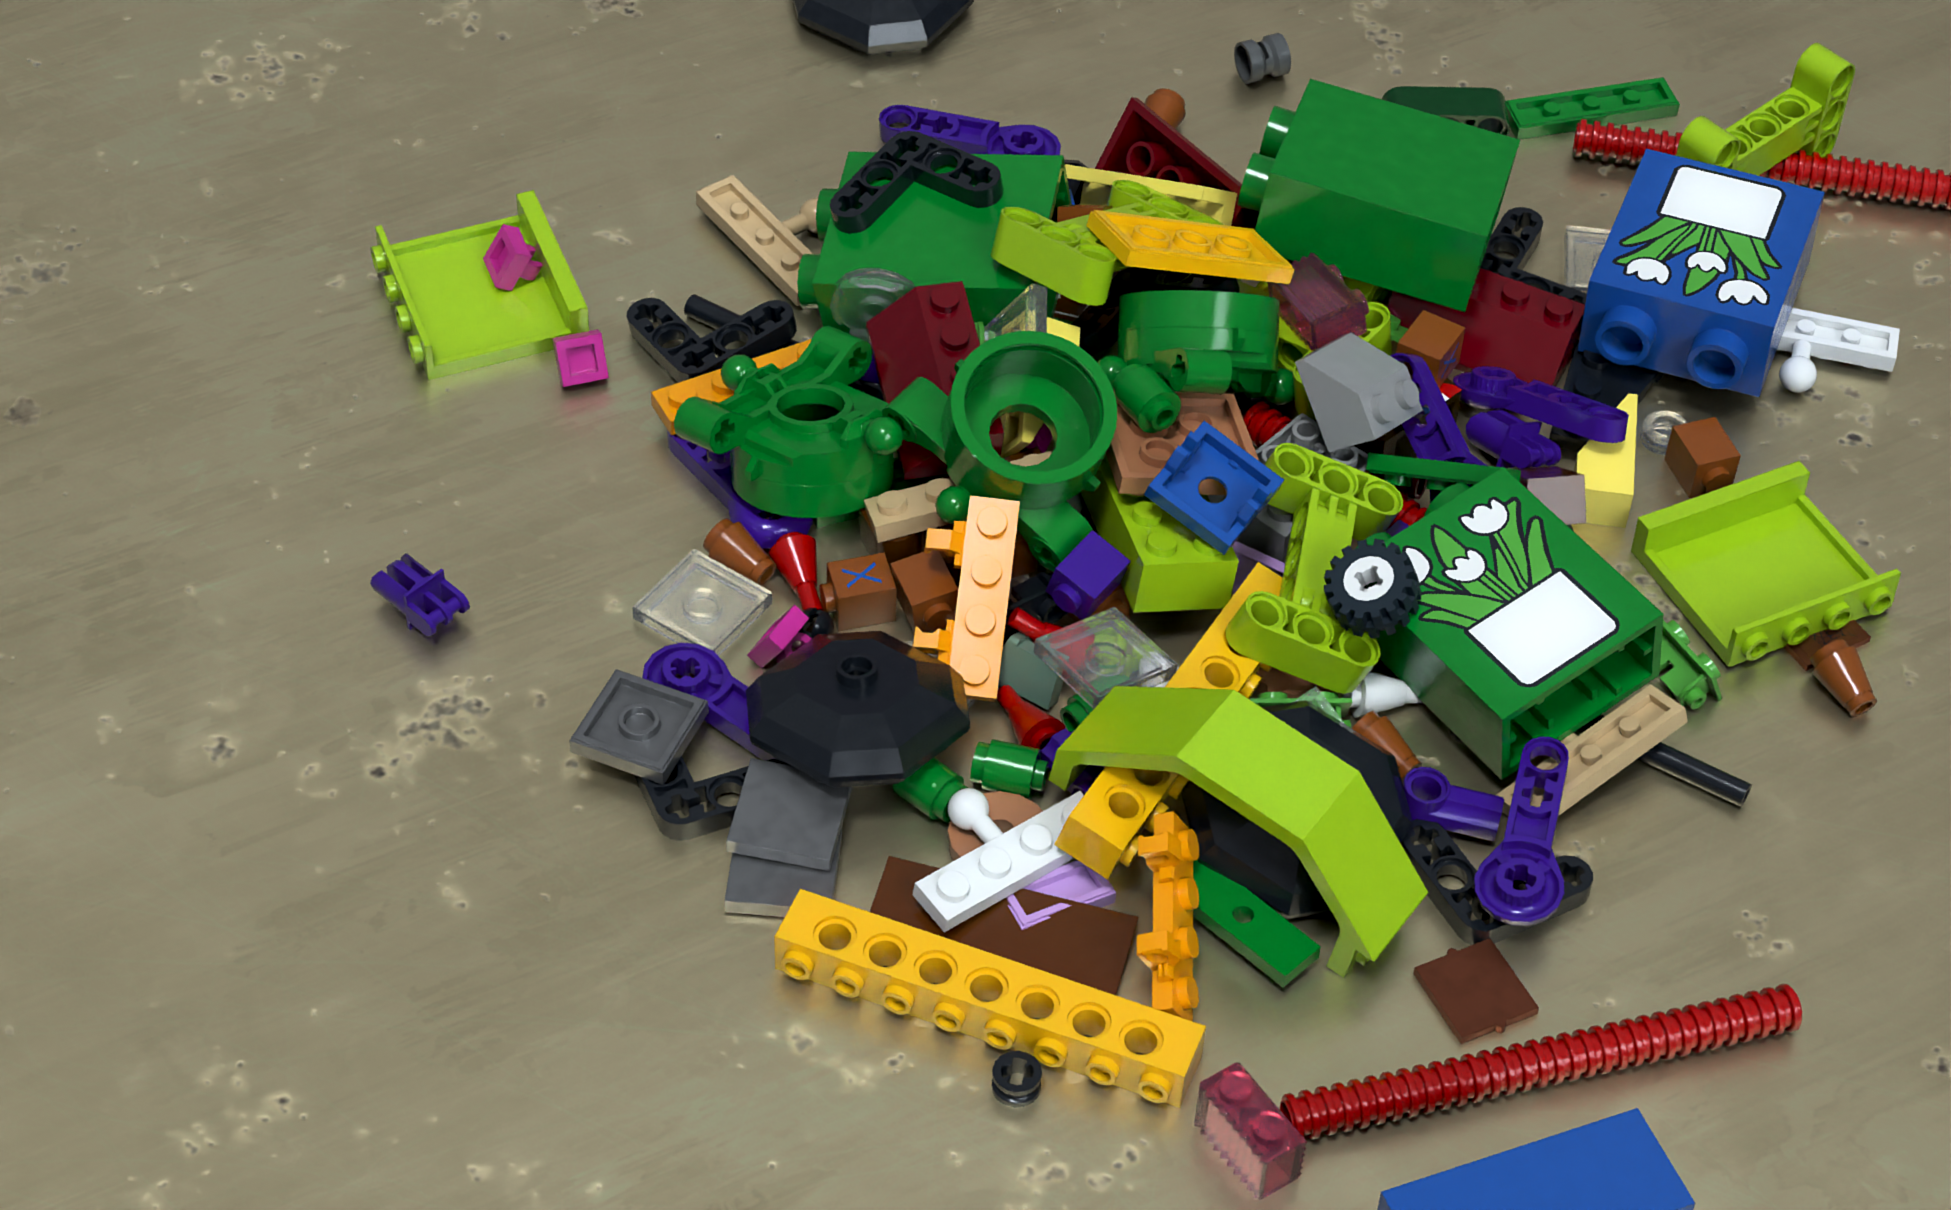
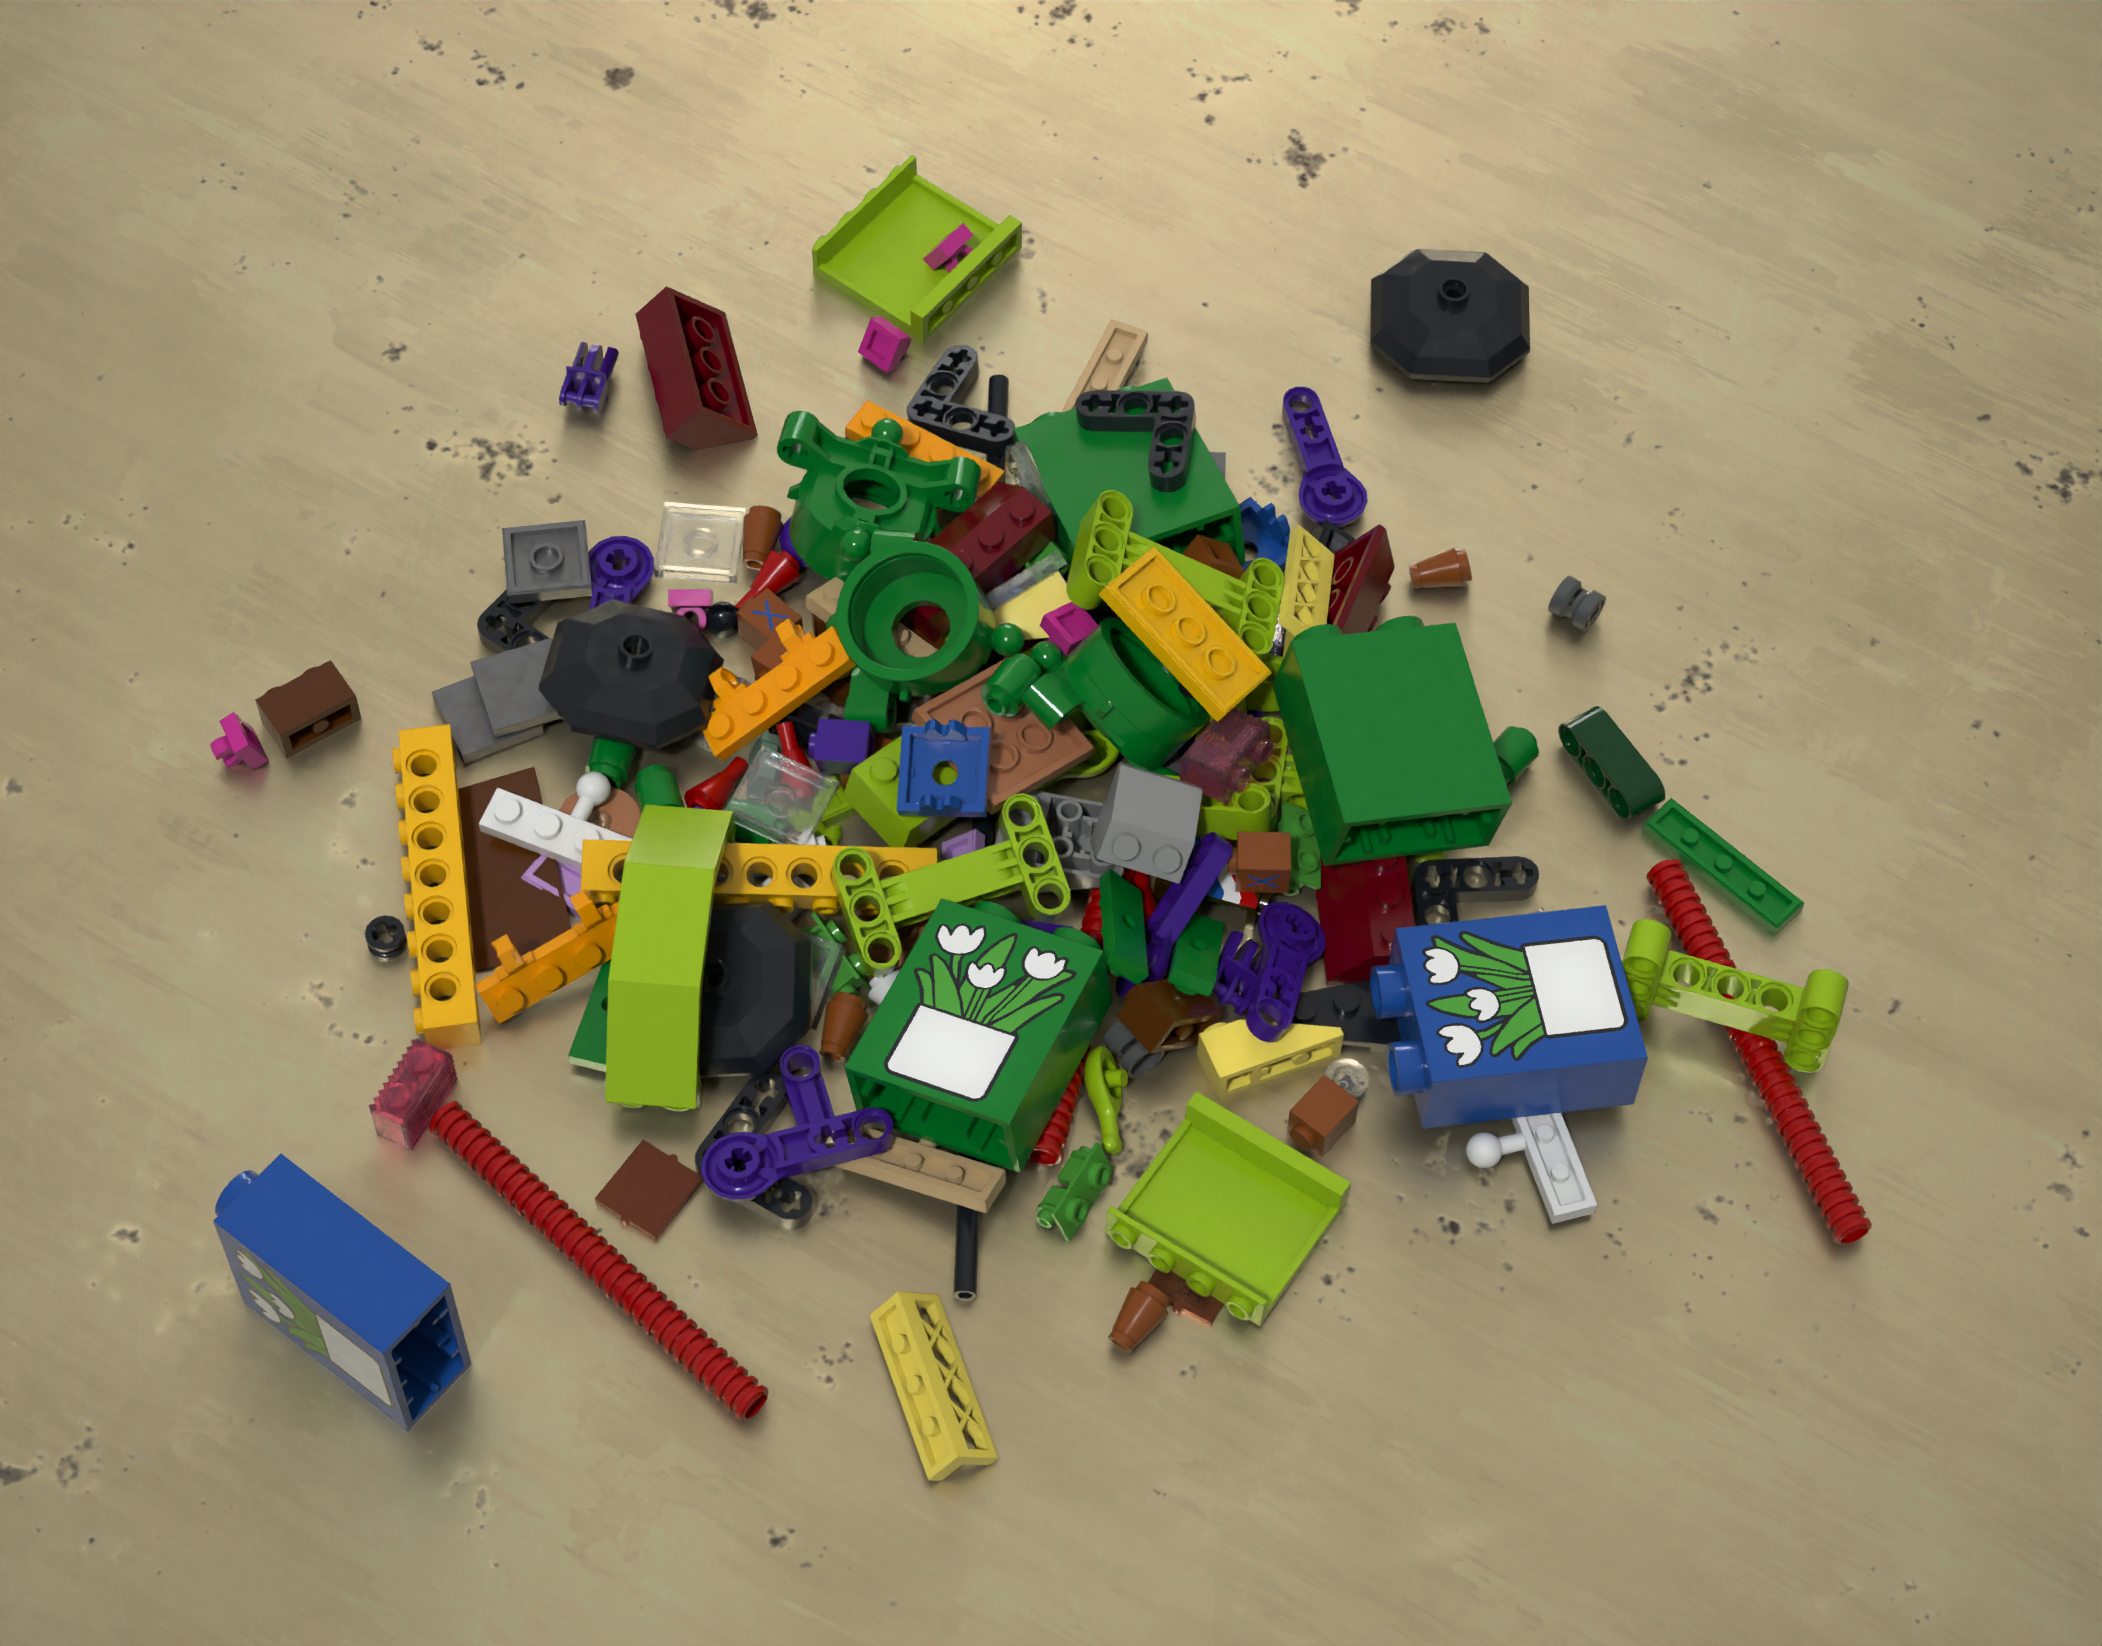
camera: 60 degrees right, 10 degrees up
(485, 513) = (694, 372): none -> dark red slope
(665, 1016) = (308, 708): none -> reddish brown brick
(665, 1097) = (238, 744): none -> dark pink tile
(1098, 336) = (1067, 626): none -> dark pink tile
(1379, 605) = (914, 921): black wheel -> none
(1513, 449) = (1196, 956): none -> green tile
(1838, 864) = (924, 1381): none -> light yellow fence

